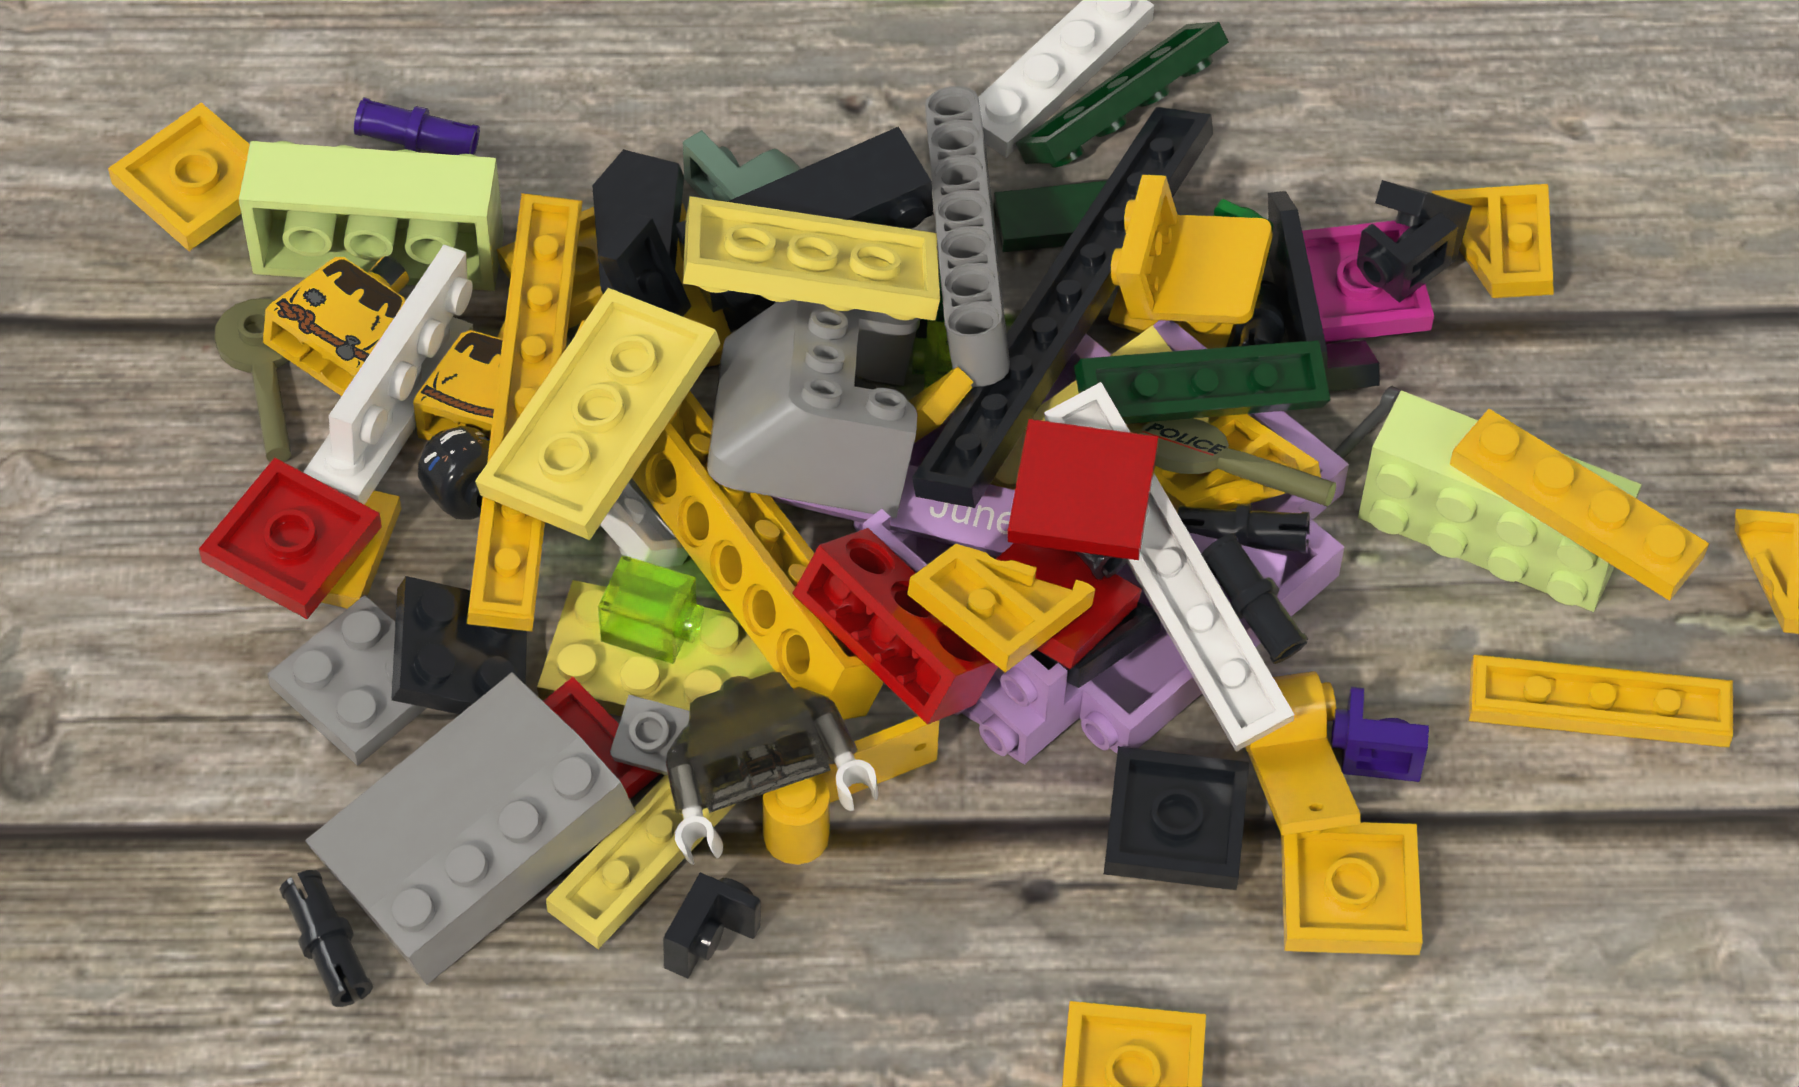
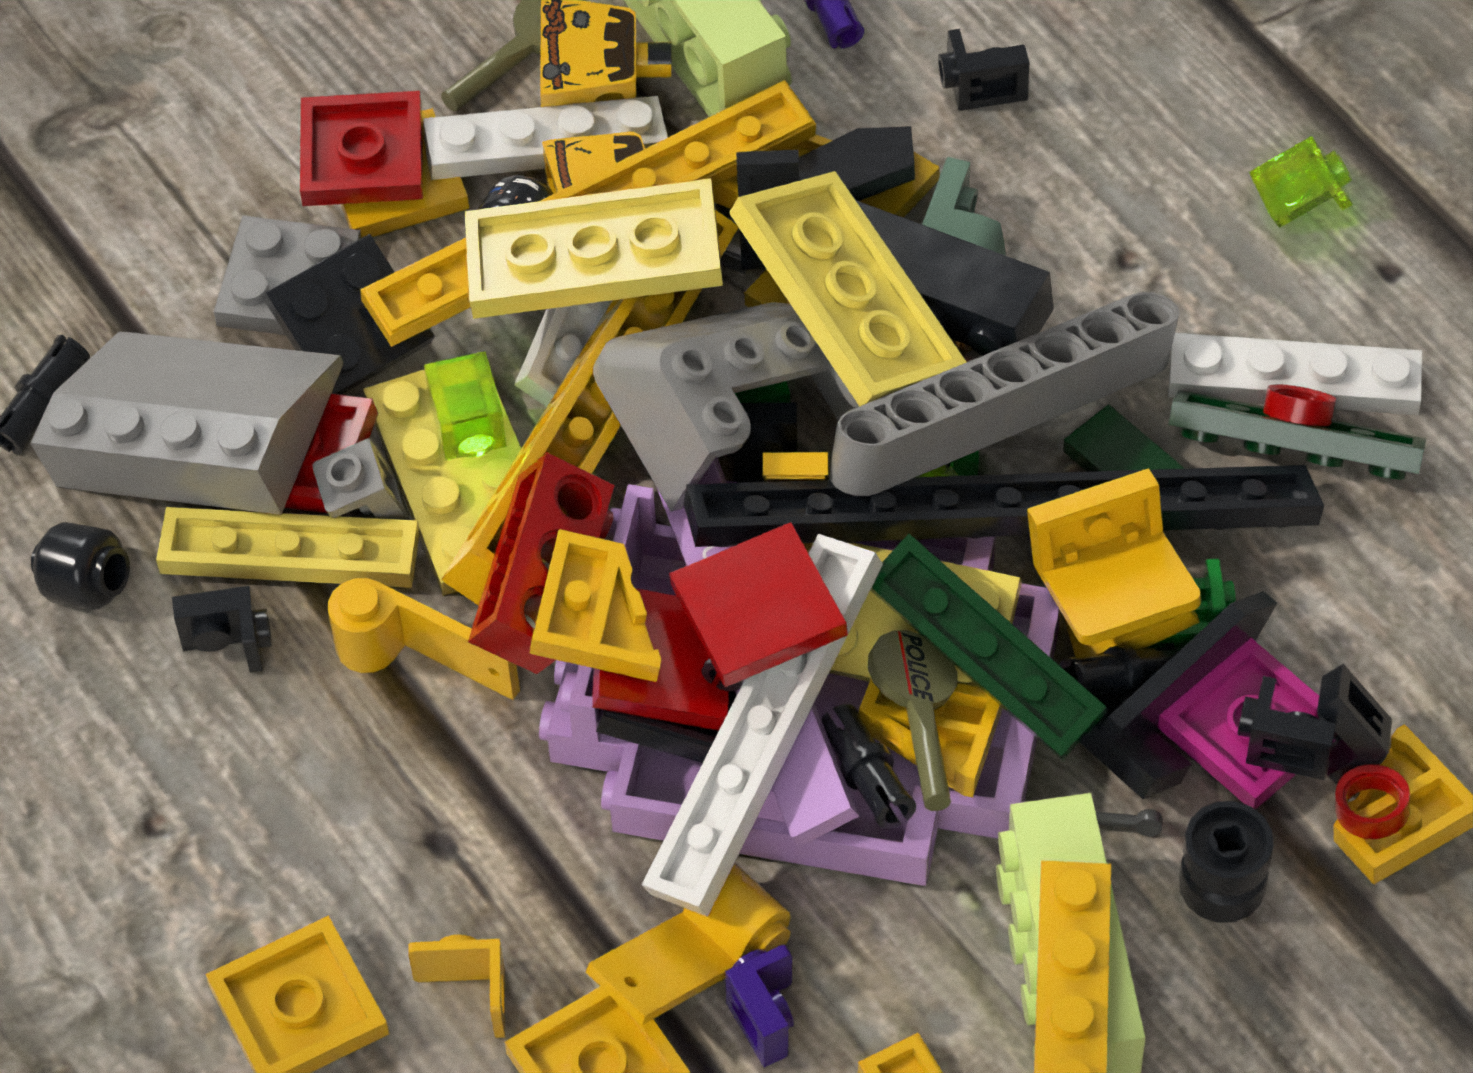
camera: 60 degrees right, 0 degrees up
(393, 363) = (570, 102): white plate -> none
(550, 1001) = (80, 565): none -> black head
(604, 80) = (984, 76): none -> black bracket
(752, 742) = (377, 543): clear smoke torso -> none
(1106, 73) = (1299, 405): none -> red piece
(1177, 818) = (571, 897): black plate -> none
(1204, 909) = (463, 959): none -> yellow bracket
(1254, 598) = (784, 806): black pin -> none
(1479, 362) = (1225, 861): none -> black wheel
(1493, 223) = (1372, 777): none -> red piece

